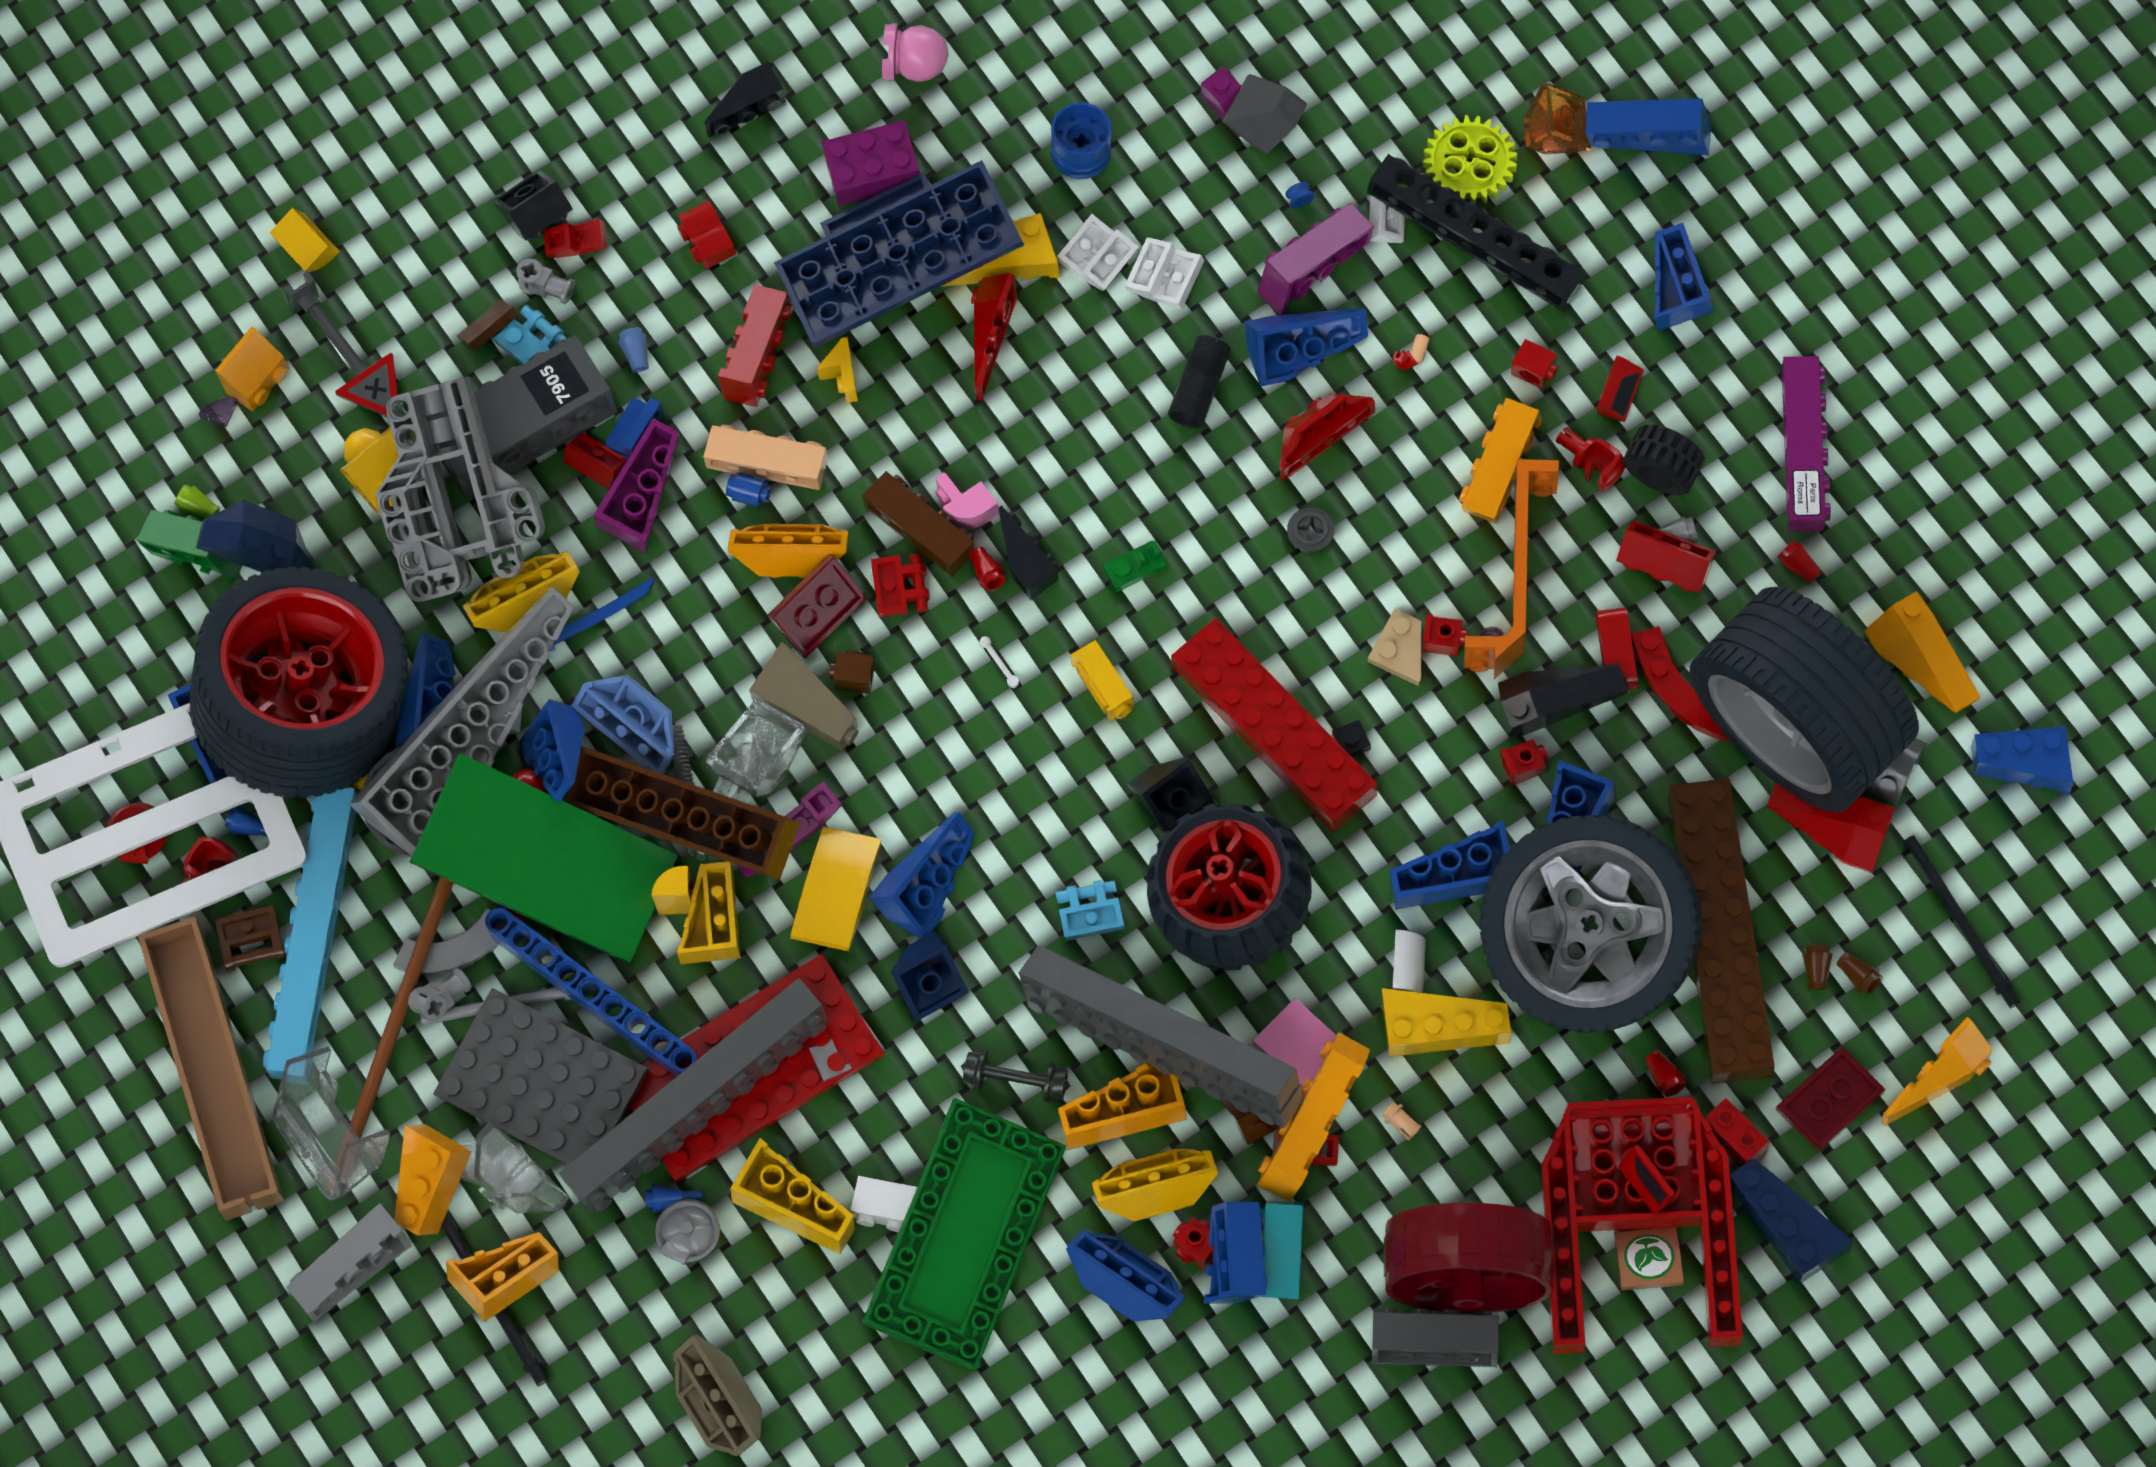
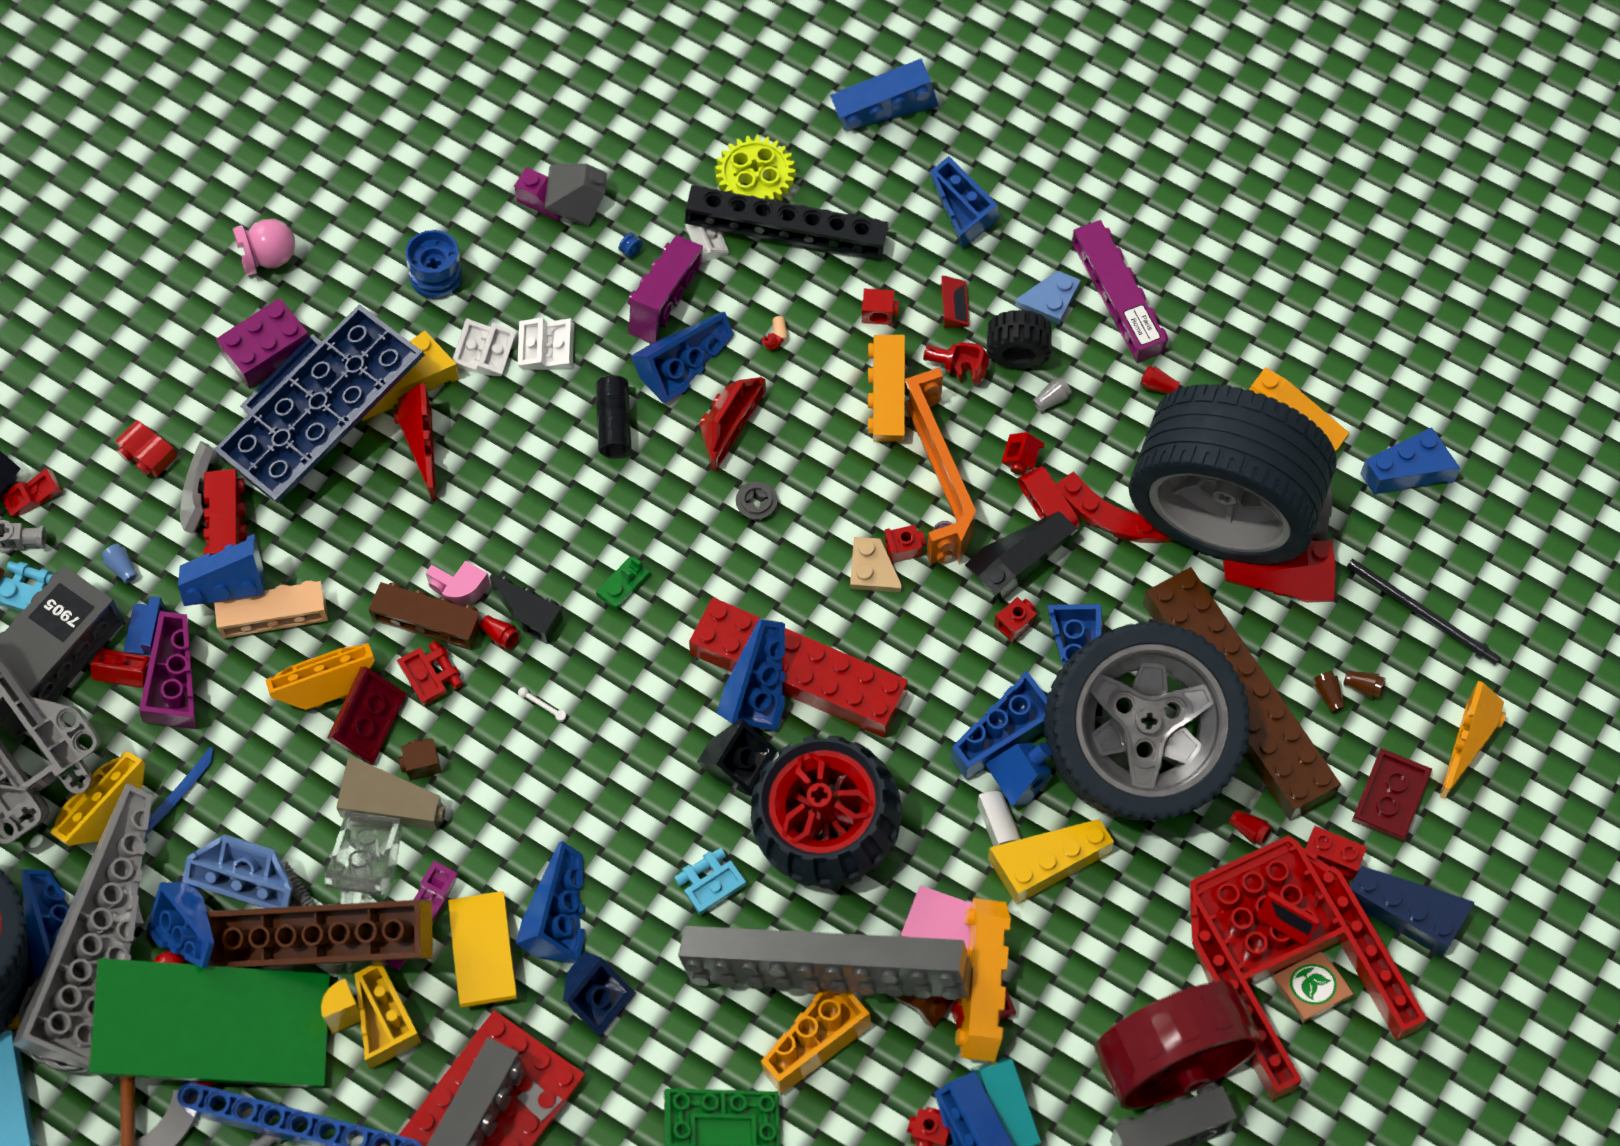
camera: 30 degrees left, 5 degrees down
(729, 406) = (224, 575): none -> blue wedge
(730, 309) = (191, 505): none -> light grey tile
(748, 489) = (266, 642): blue brick -> none
(749, 96) = (139, 325): black slope -> none
(839, 366) = (304, 513): yellow slope -> none
(976, 1068) = (746, 1041): pearl dark grey piece -> none
(1102, 681) = (638, 685): yellow window -> none
(1156, 1183) = (872, 1091): yellow wedge -> none
(1219, 726) = (756, 681): none -> blue wedge
(1352, 738) = (867, 652): black plate -> none
(1401, 1121) = (1053, 954): light nougat pin -> none
(1450, 924) = (1021, 771): none -> blue torso
(1556, 122) = (810, 120): clear orange slope -> none
(1612, 585) = (1021, 452): none -> red brick
(1665, 556) = (1054, 415): red brick -> none
(1728, 422) = (1050, 296): none -> medium blue wing

